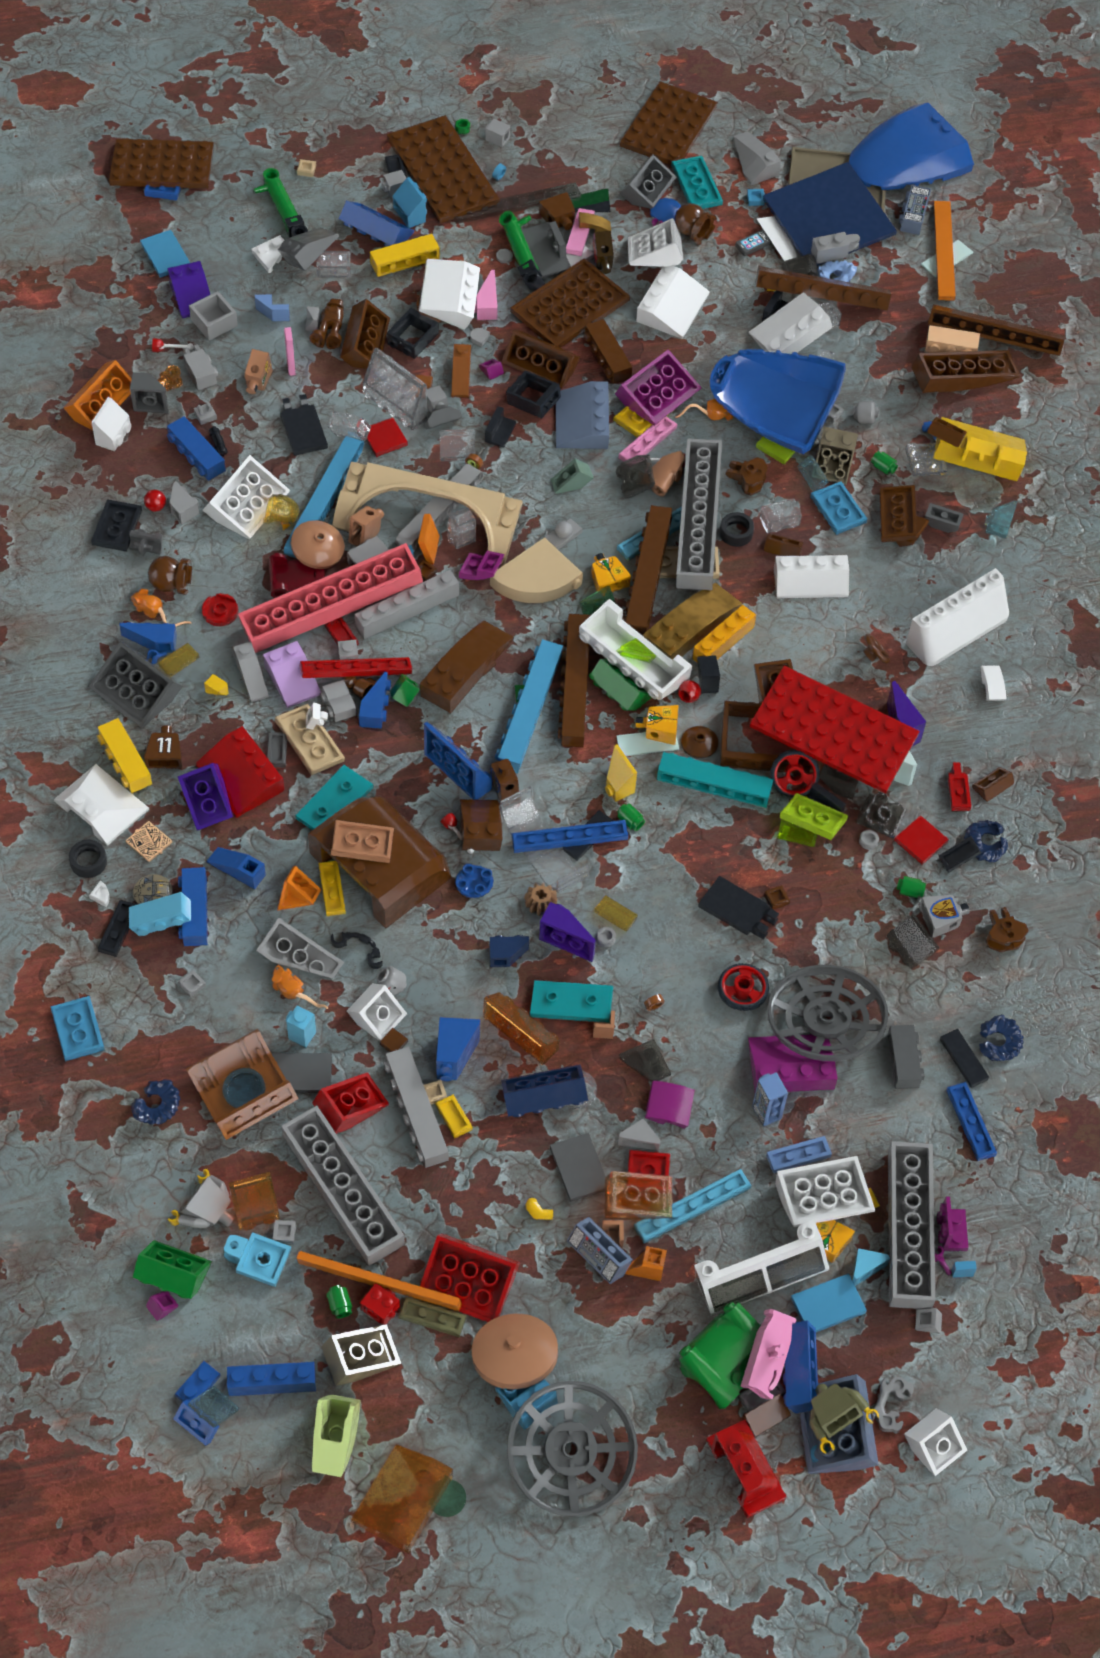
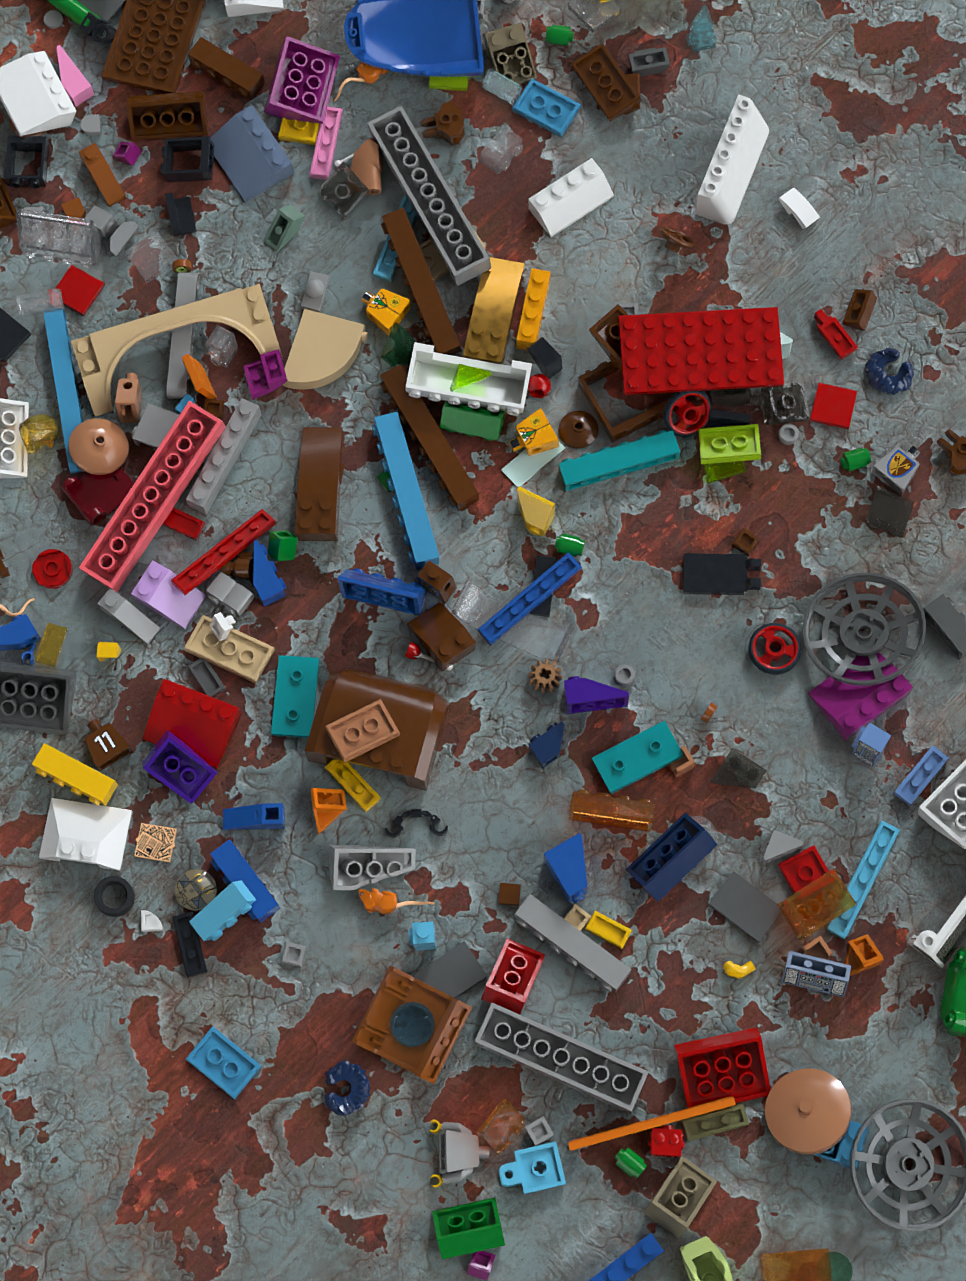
camera: 25 degrees left, 15 degrees up
(347, 650) = (204, 540): light grey brick -> none
(377, 1011) = (476, 876): white slope -> none
(392, 979) = (470, 840): light grey head -> none
(474, 881) = (474, 695): blue dish -> none
(616, 913) = (618, 647): clear yellow tile -> none
(669, 1103) = (783, 799): magenta slope -> none
(733, 539) = (466, 175): black tyre -> none
(782, 545) = (523, 179): reddish brown slope -> none
(904, 711) = (743, 292): dark purple slope -> none
(959, 854) = (877, 400): black tile -> none

